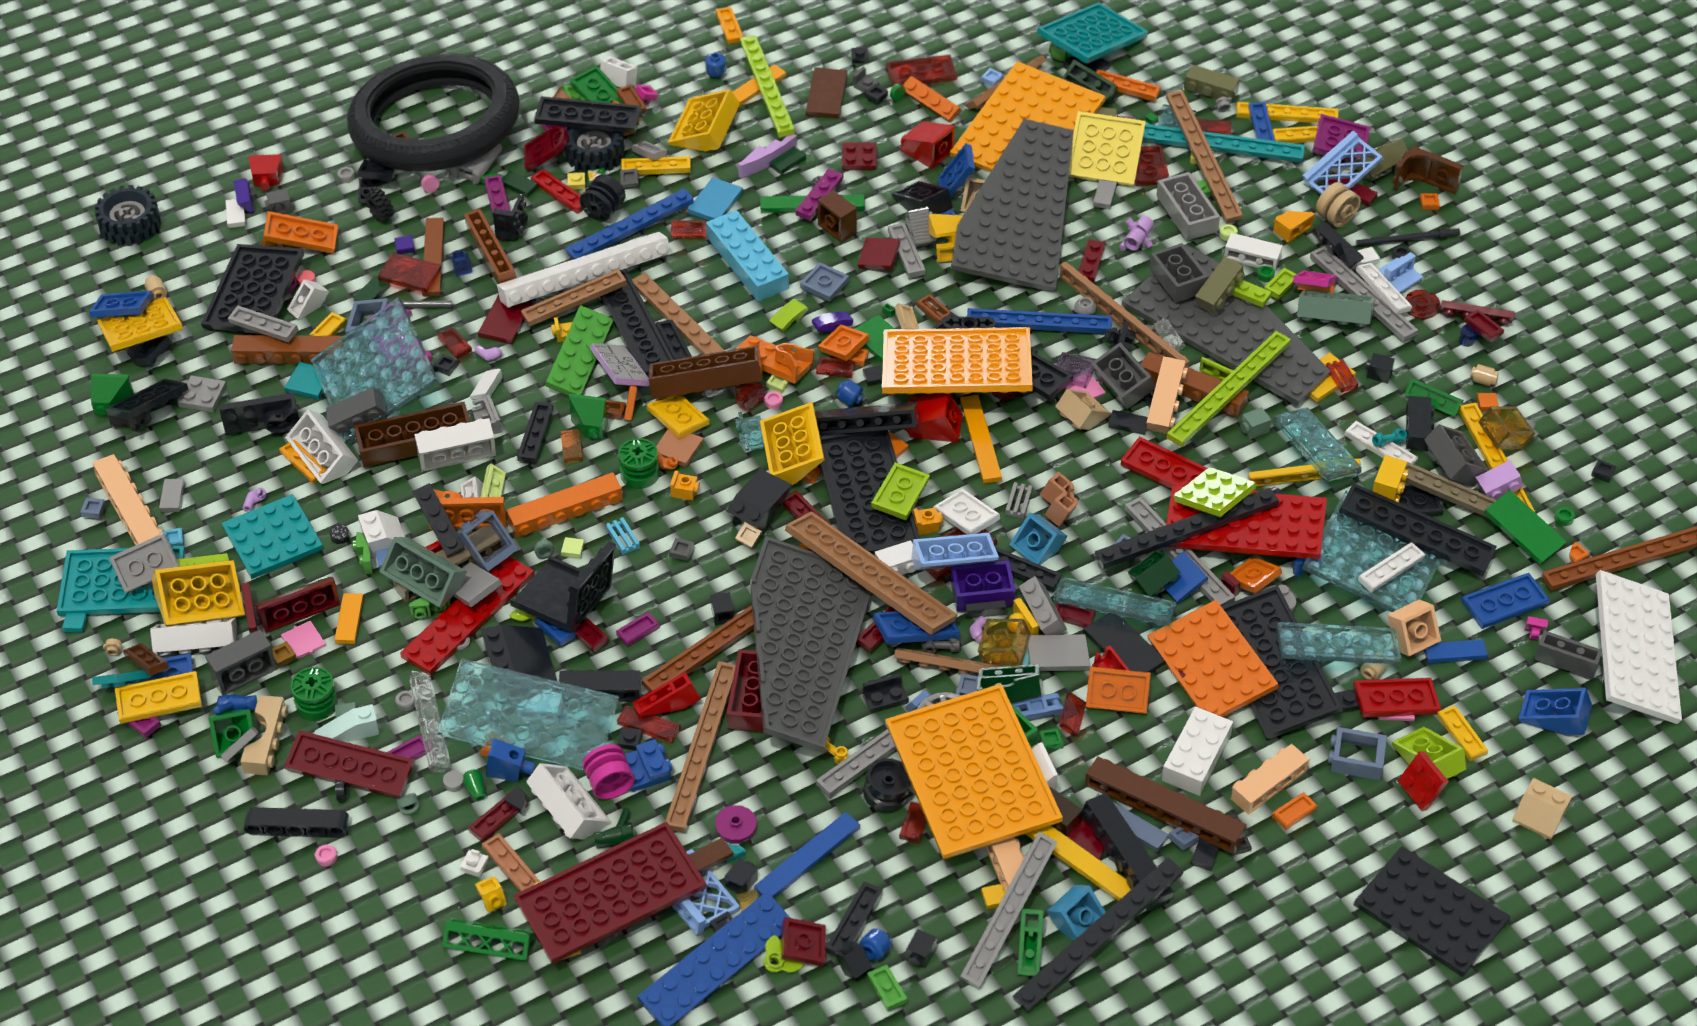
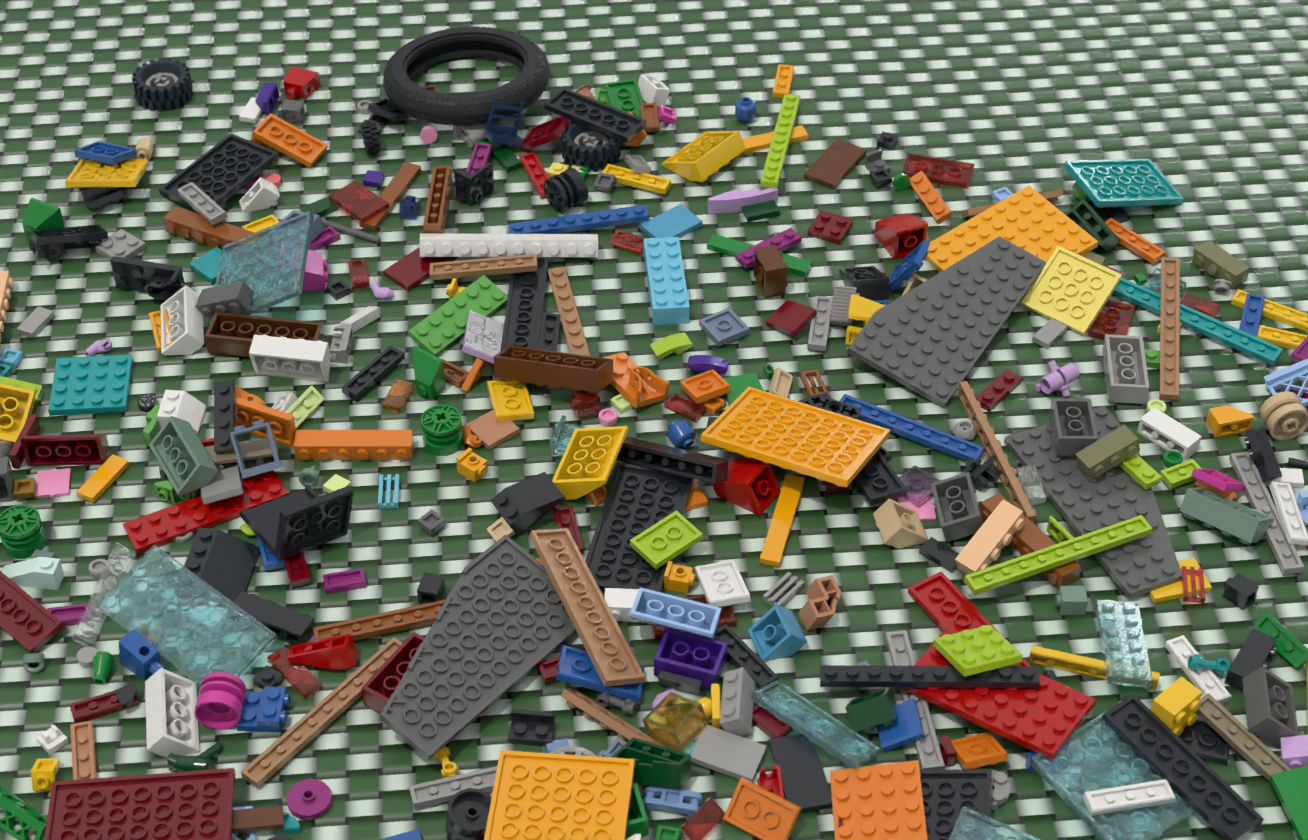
camera: 25 degrees right, 5 degrees down
(503, 160) = (504, 133): none -> dark blue plate

